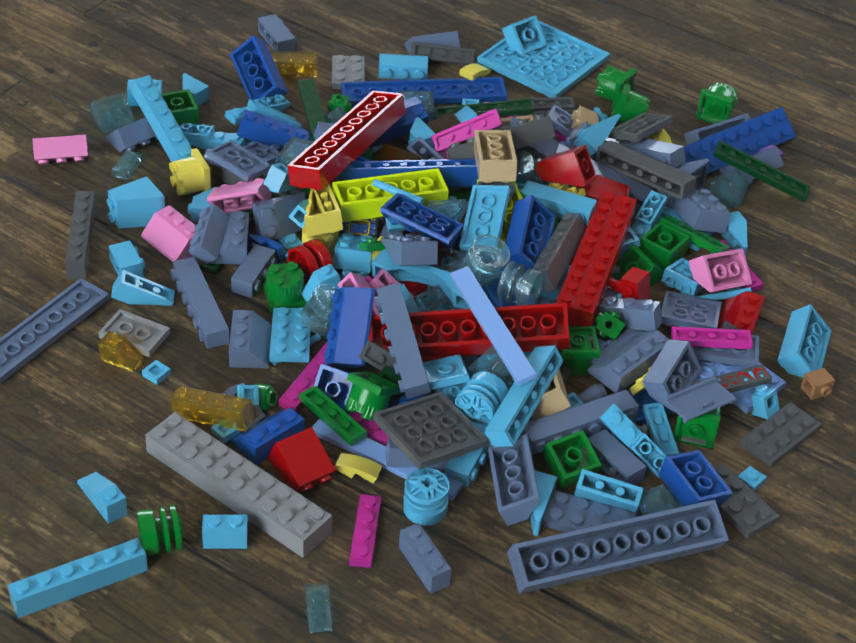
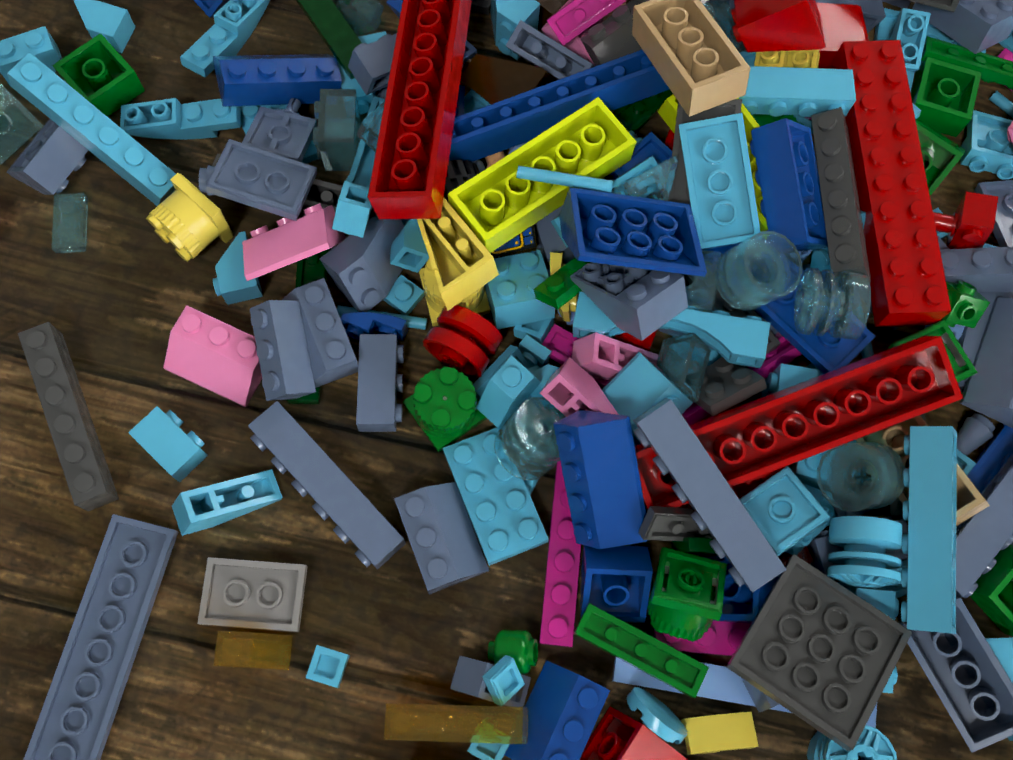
camera: 25 degrees left, 30 degrees up
(134, 203) = (128, 321): medium azure slope -> none
(274, 114) = (261, 39): medium azure tile -> none
(325, 440) = (657, 716): none -> medium azure tile
(493, 326) = (845, 424): light blue tile -> none

